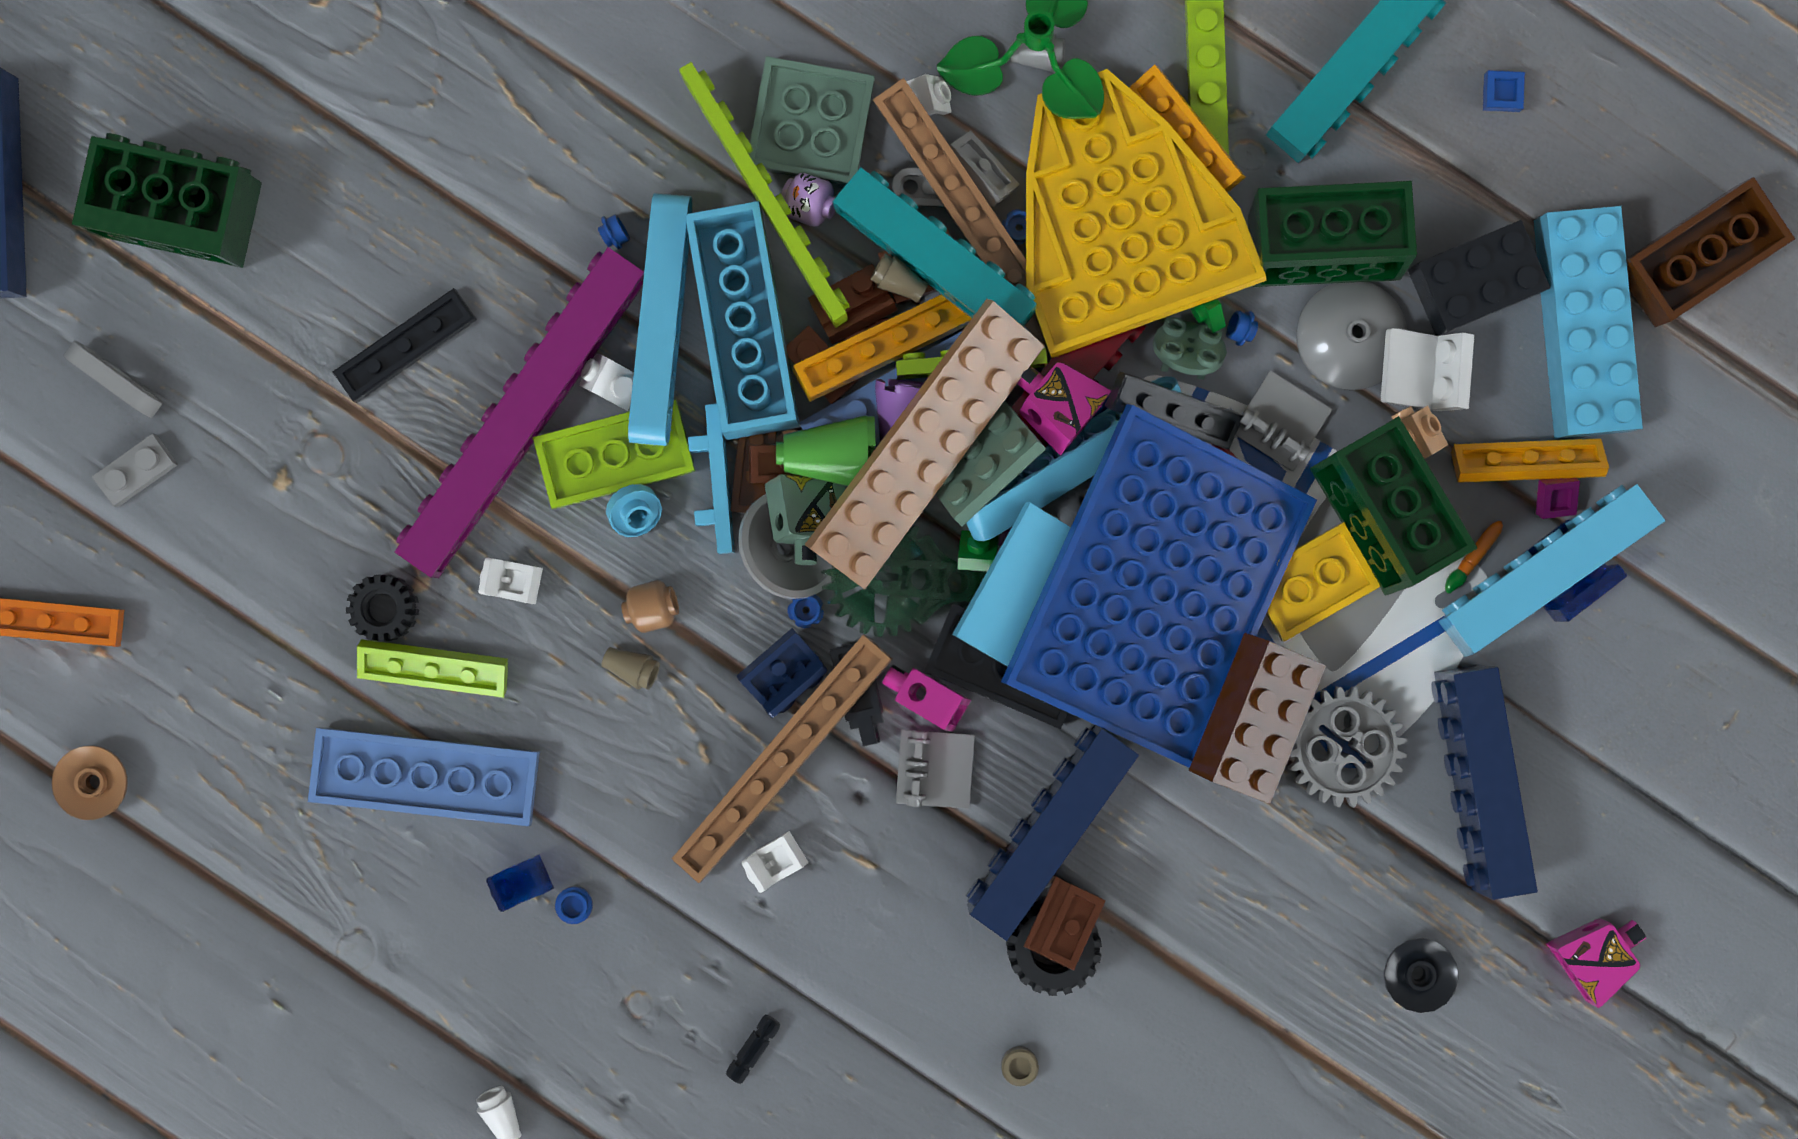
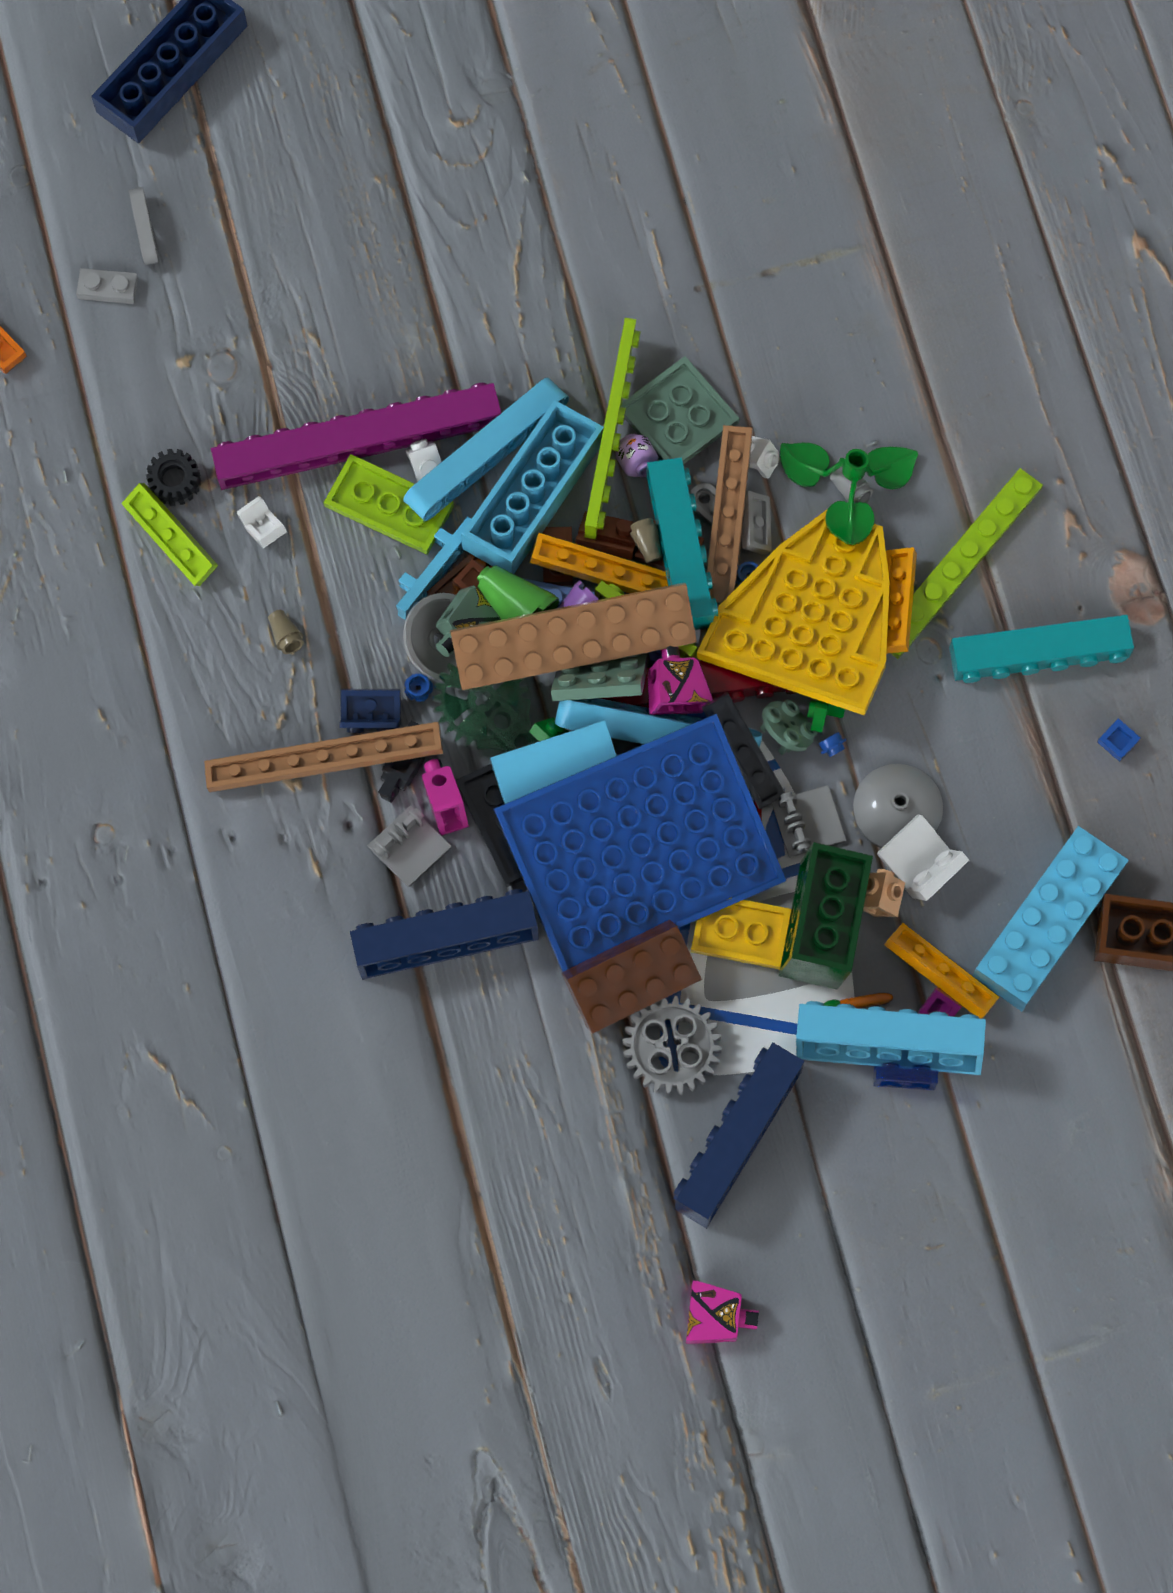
camera: 45 degrees right, 15 degrees down
(167, 200) = (267, 154): dark green brick -> none
(404, 345) = (325, 345): black tile -> none
(423, 776) = (106, 592): medium blue plate -> none
(519, 883) = (102, 698): clear blue bracket -> none
(573, 905) = (121, 740): blue plate -> none
(613, 231) = (505, 380): blue plate -> none
(633, 510) = (370, 543): medium azure plate -> none
(650, 606) = (329, 605): medium nougat head -> none
(753, 1049) = (146, 917): black axle -> none
(774, 862) = (262, 815): white bracket -> none
(1019, 1066) = (296, 1069): dark tan tile -> none
(1050, 977) = (378, 983): black tyre -> none
(1064, 923) = (401, 988): copper plate -> none
(1334, 233) = (930, 725): dark green brick -> none
(1435, 985) = (593, 1211): black dish -> none
(1478, 278) = (1005, 834): black brick -> none

